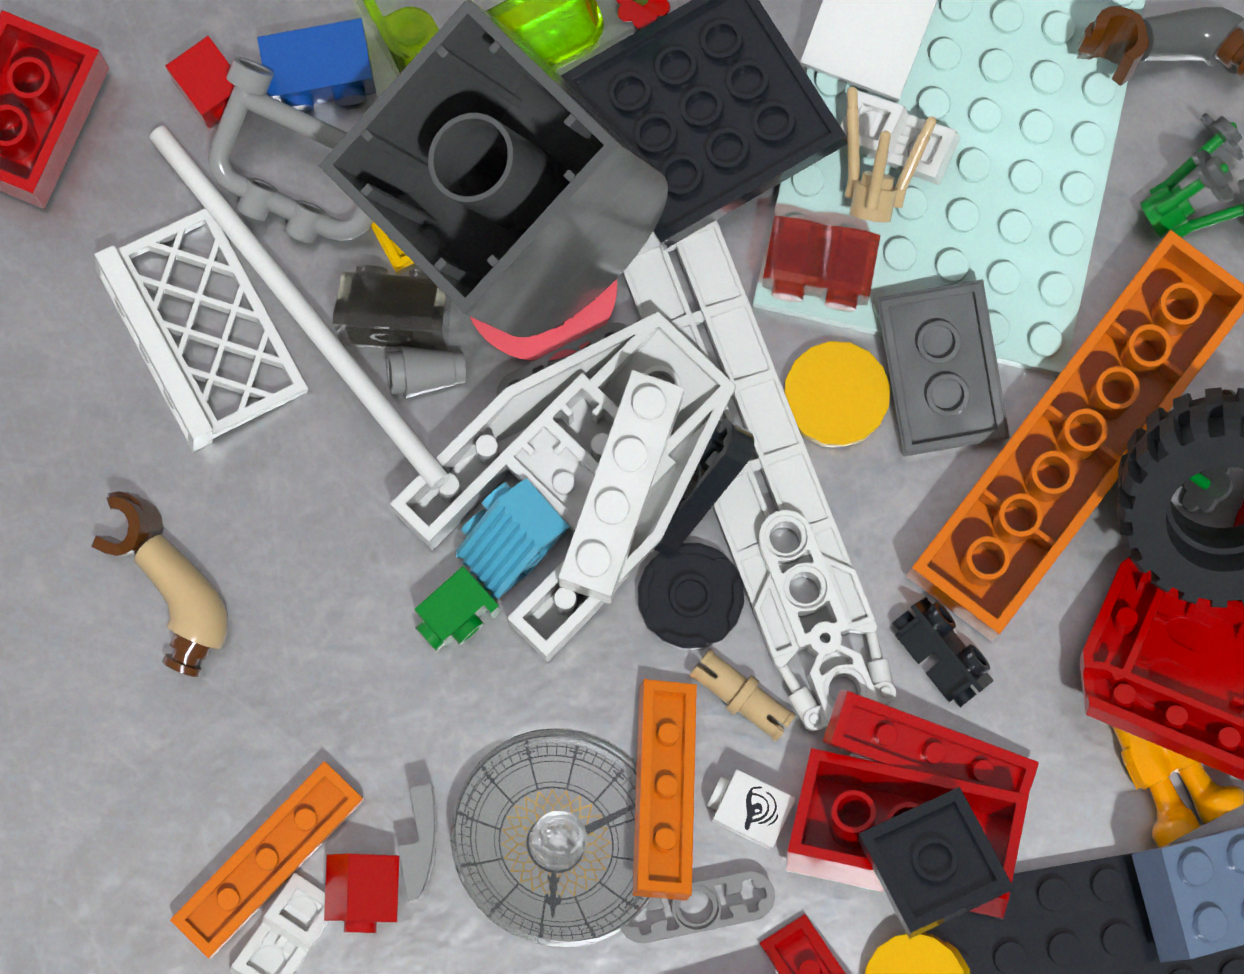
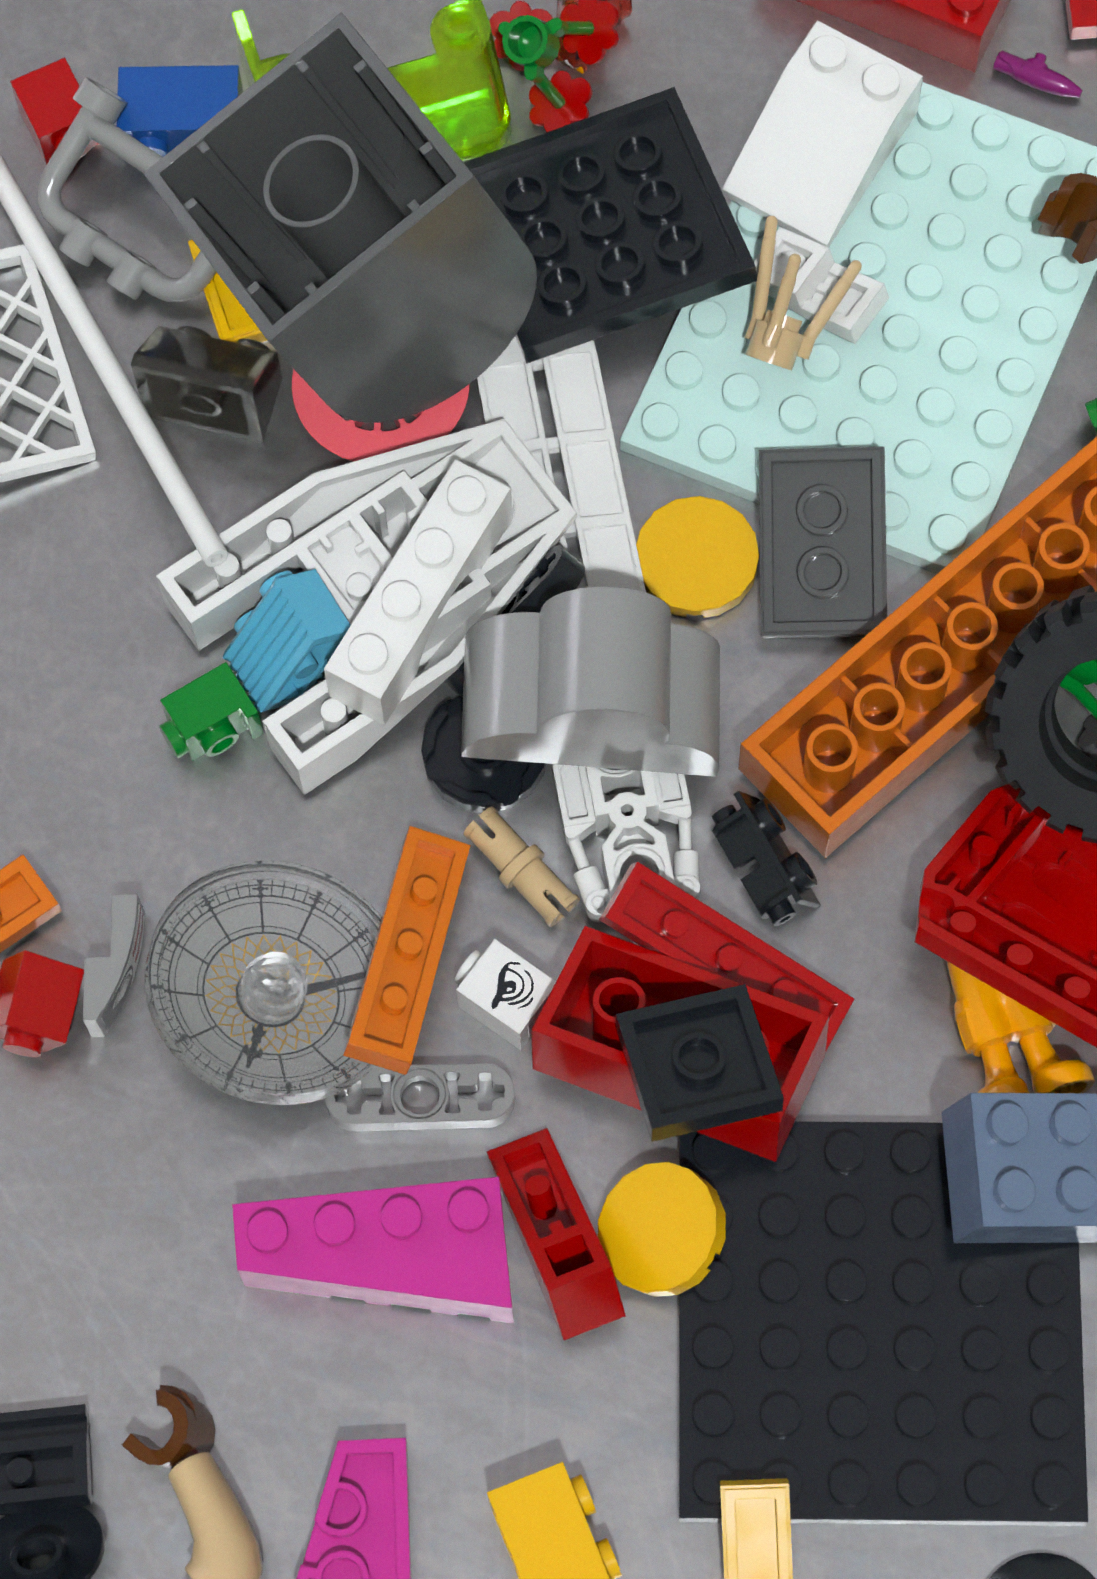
camera: 15 degrees right, 10 degrees down
(423, 370) = (230, 452): light grey cone -> none
(779, 545) = (593, 686): none -> light grey brick
(820, 262) = (701, 400): clear red brick -> none

